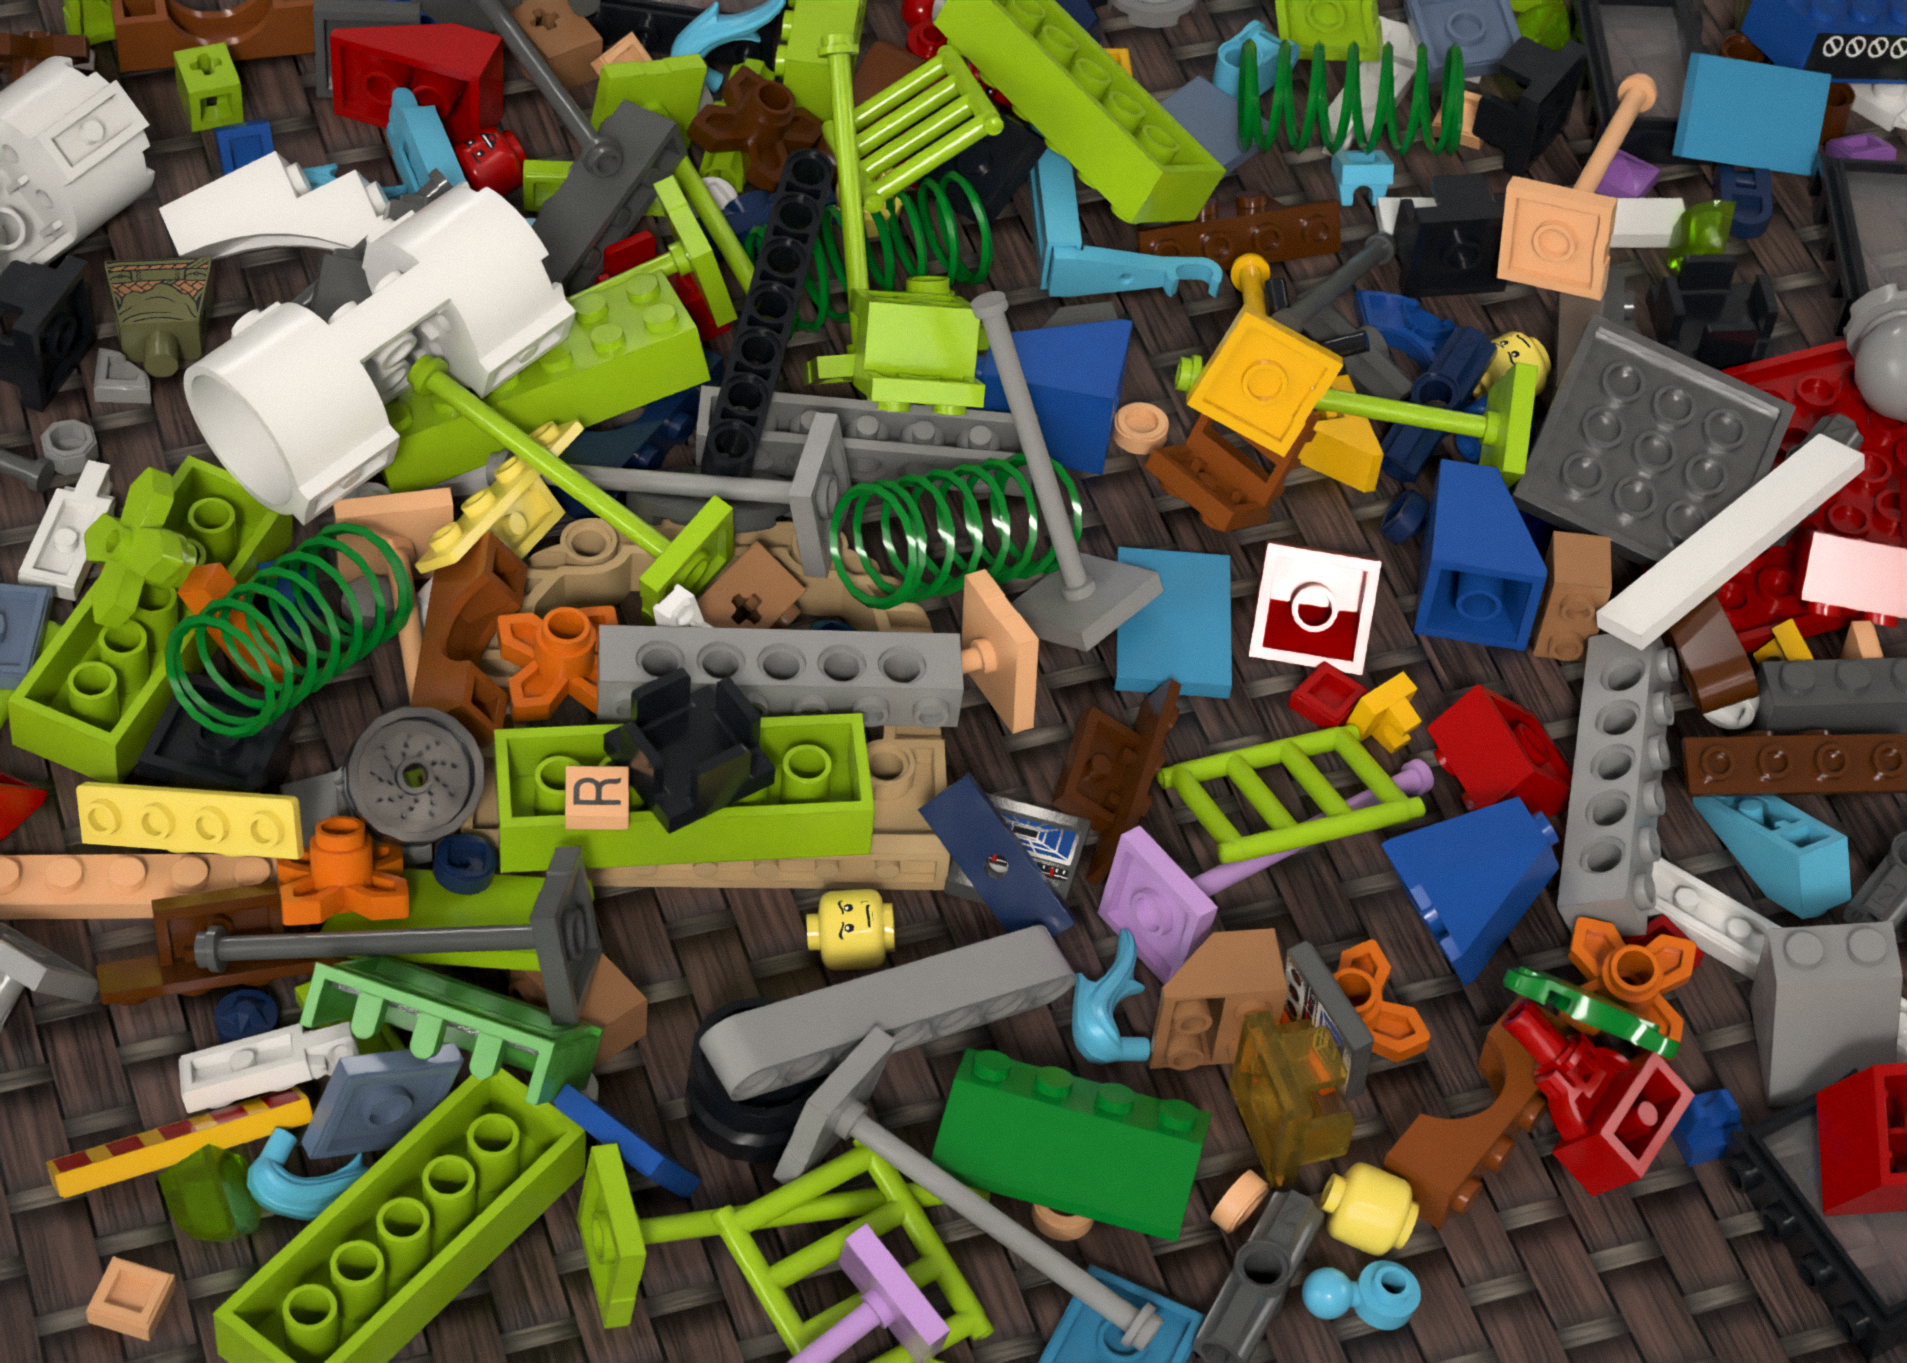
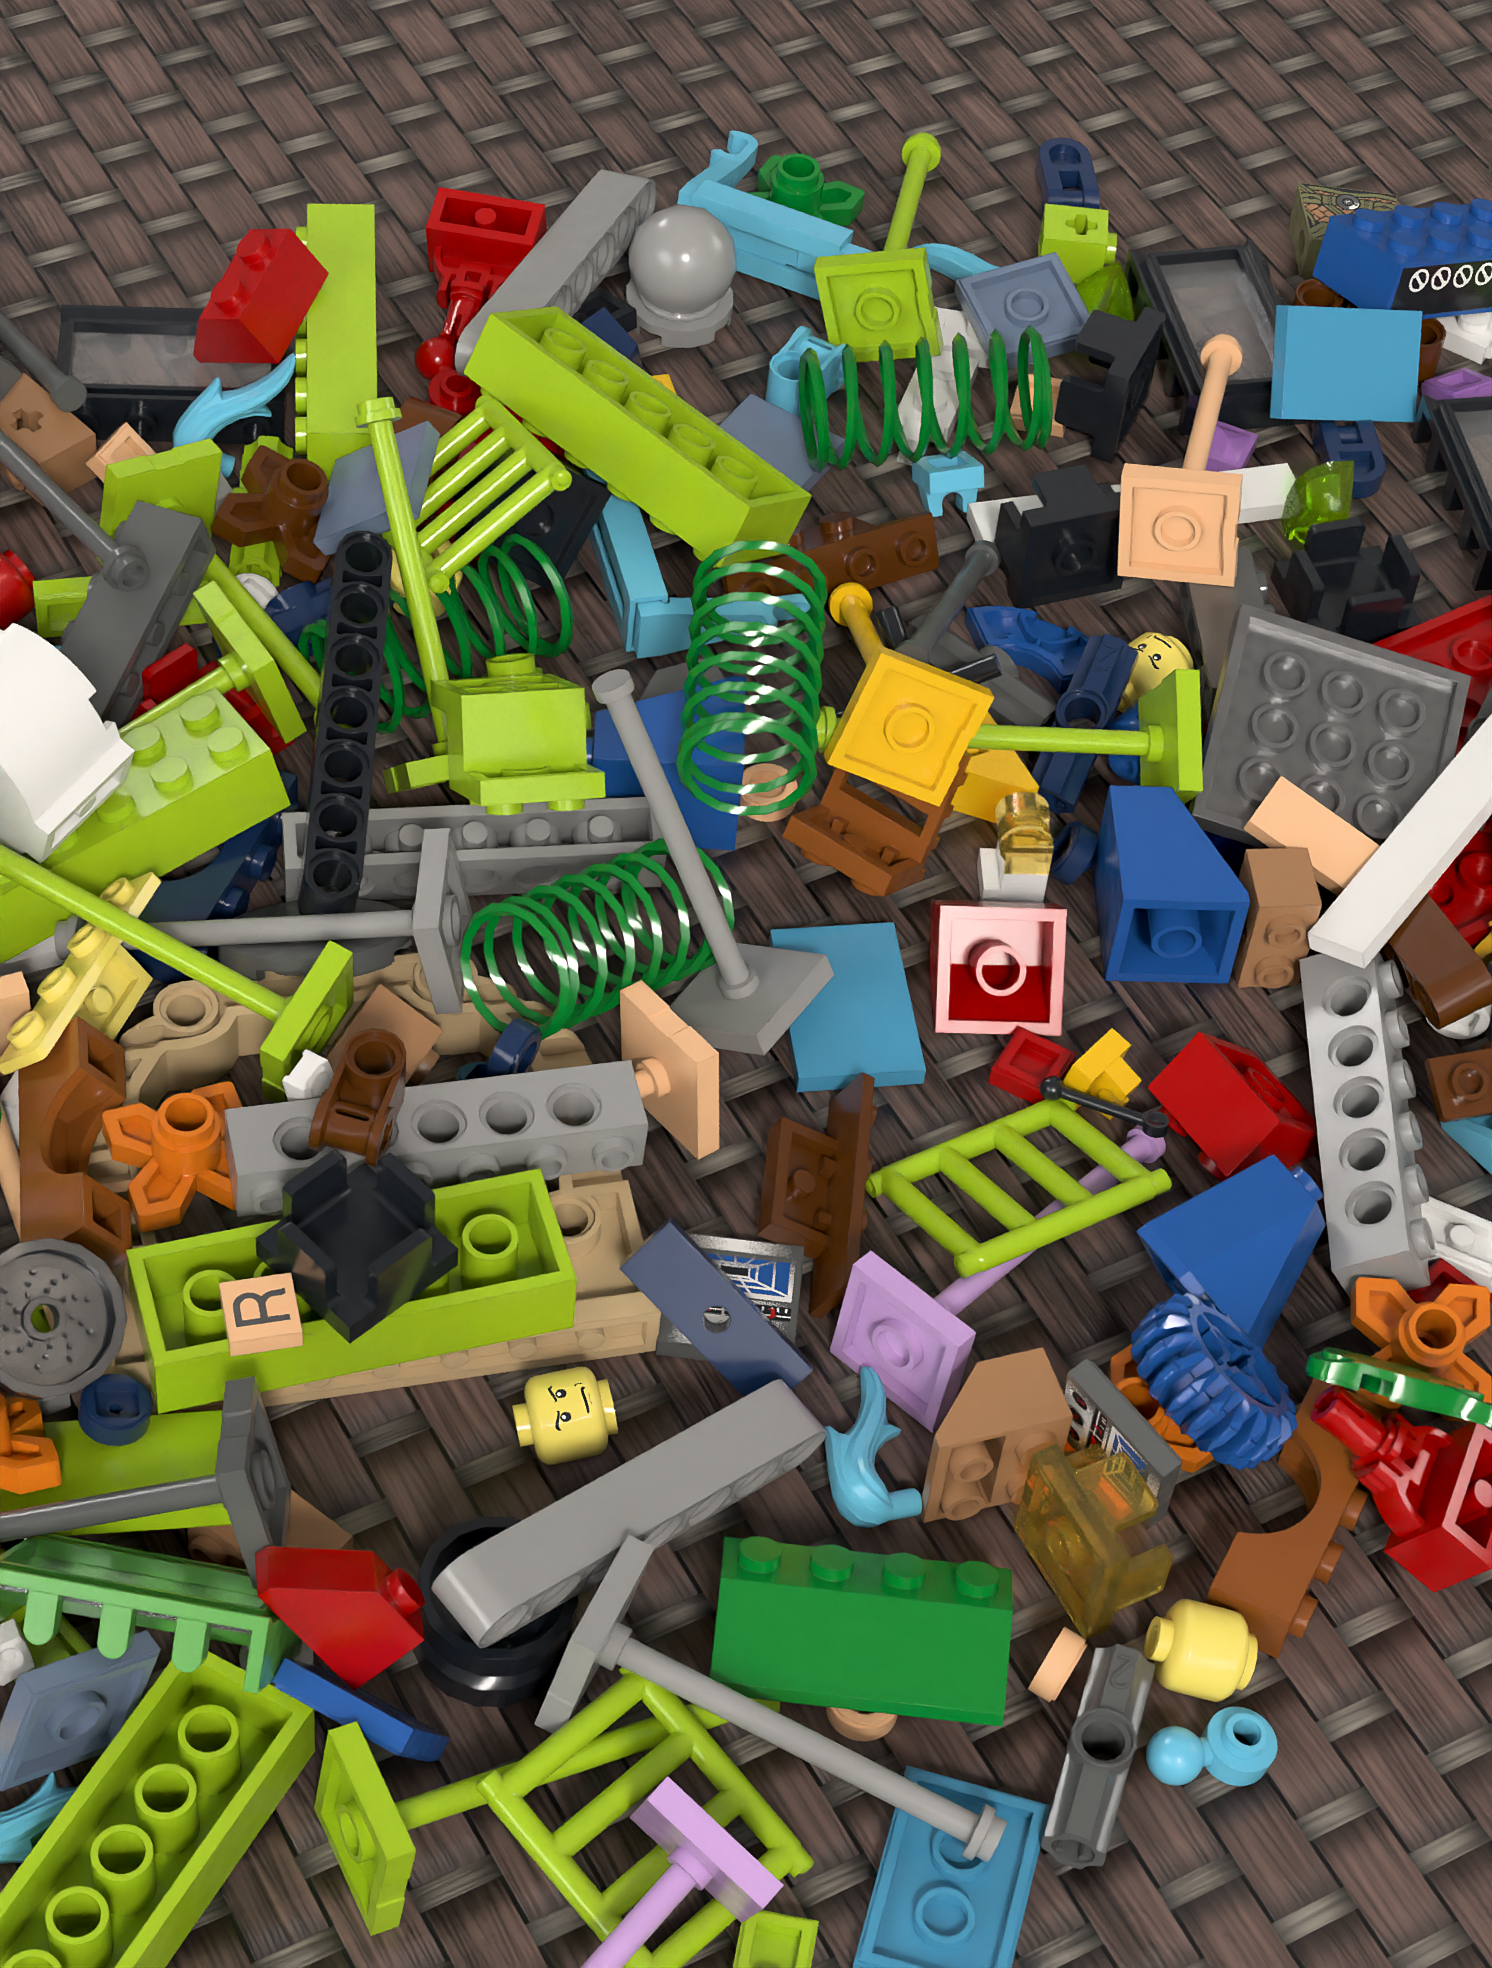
camera: 10 degrees left, 0 degrees up
(623, 1048) = (343, 1606): none -> red slope
(716, 628) = (358, 1106): none -> reddish brown piece
(813, 119) = (355, 489): none -> sand blue tile
(862, 610) = (515, 1049): none -> dark blue tile
(1116, 357) = (748, 723): none -> green piece
(1356, 509) = (1023, 852): none -> clear yellow leg
(1424, 759) = (1153, 1123): none -> black hinge
(1424, 982) = (1213, 1381): none -> blue gear
(1606, 511) = (1298, 821): none -> light nougat tile

